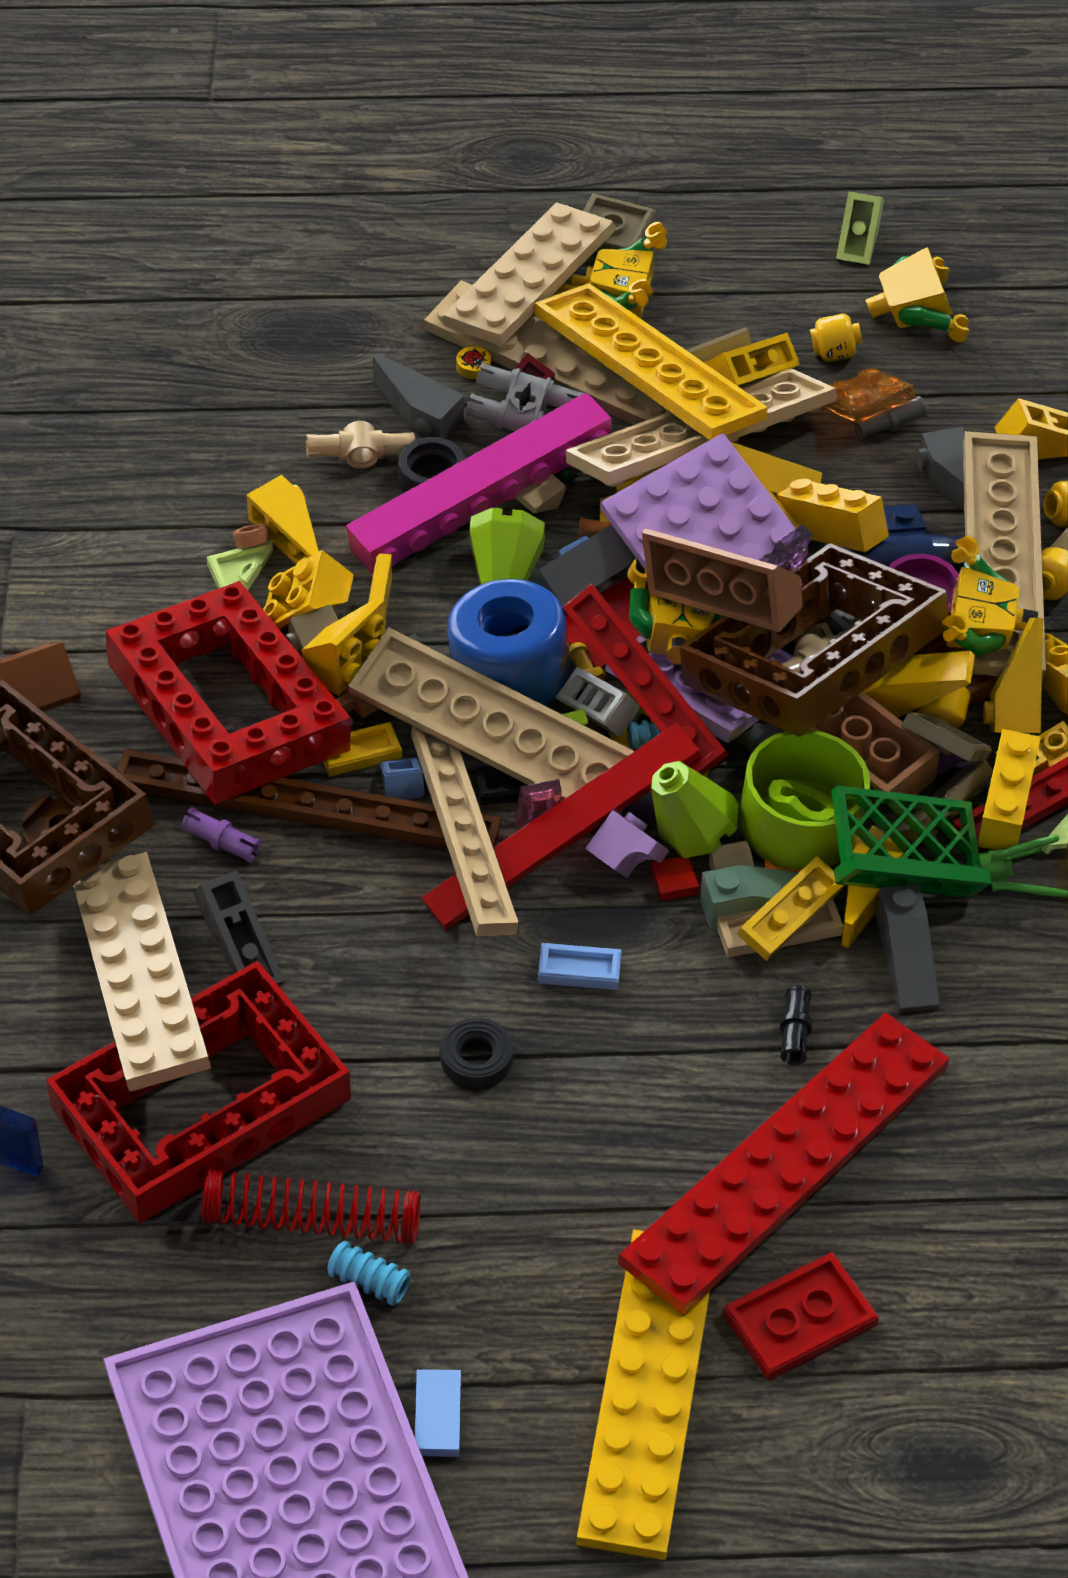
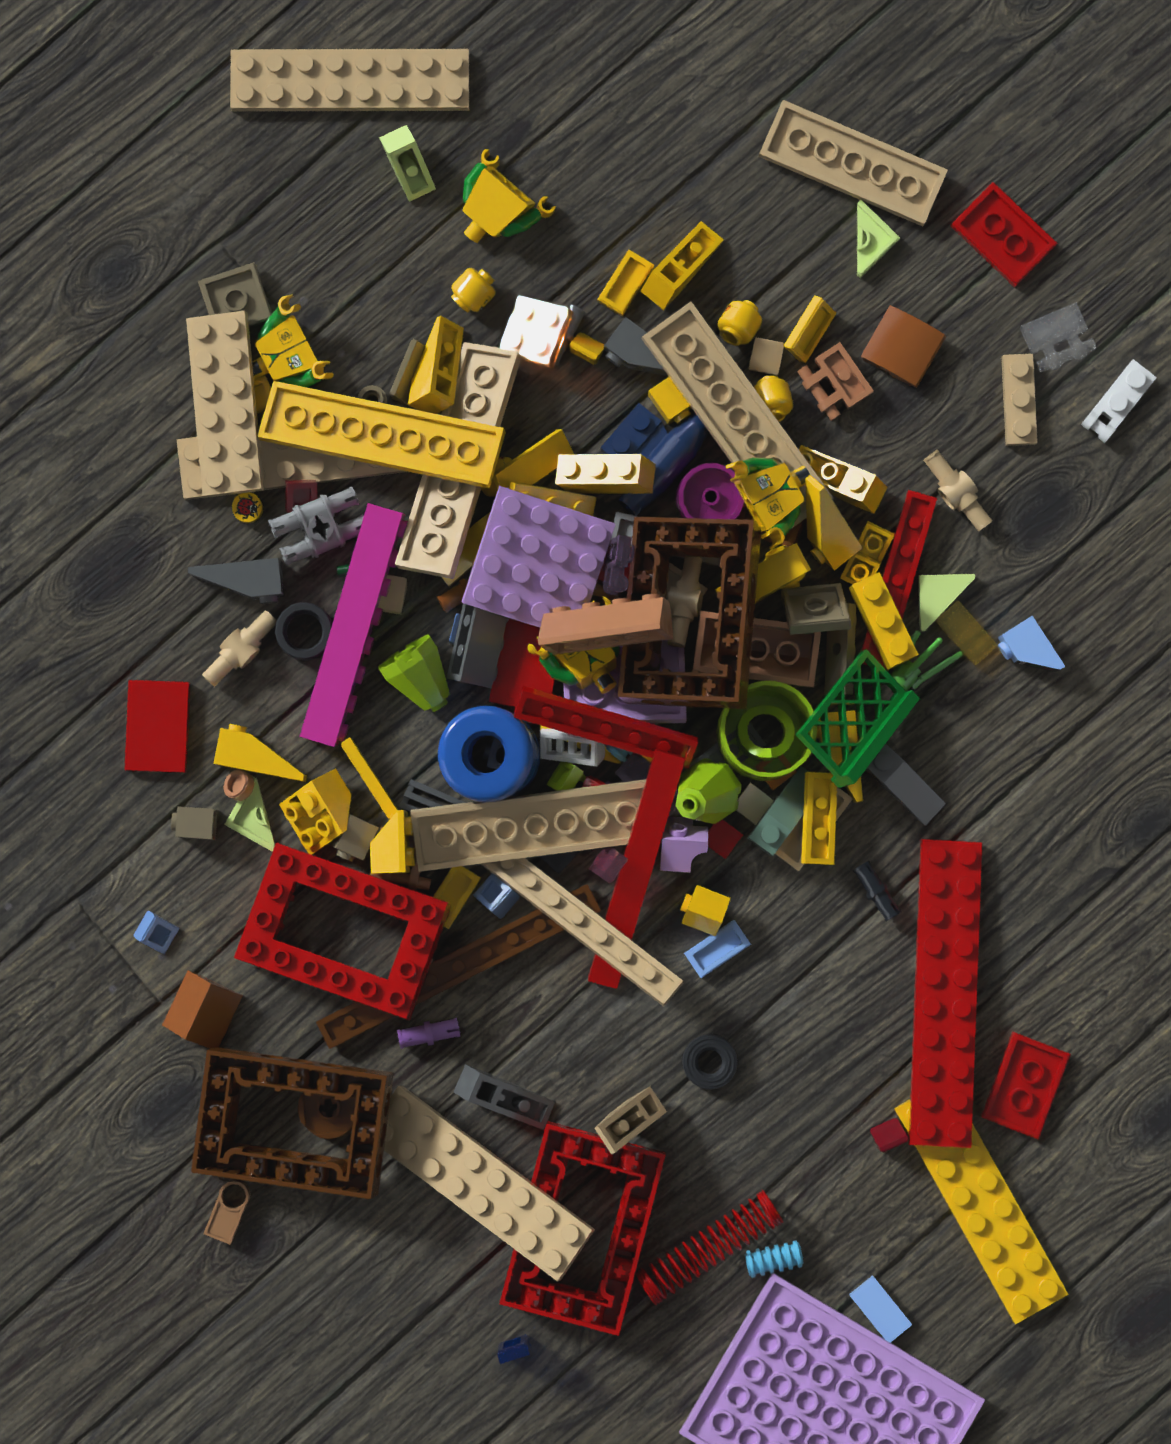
camera: 35 degrees left, 35 degrees up
(56, 596) = (156, 932): none -> medium blue slope
(183, 536) = (194, 823): none -> dark tan brick
(226, 455) = (157, 726): none -> red tile
(343, 1017) = (630, 1119): none -> tan slope
(599, 914) = (704, 910): none -> yellow brick
(600, 1255) = (889, 1135): none -> dark red slope
(864, 157) = (349, 80): none -> tan plate
(900, 440) = (586, 348): none -> yellow slope
(947, 513) = (669, 401): none -> yellow brick
(979, 418) = (625, 283): none -> yellow tile

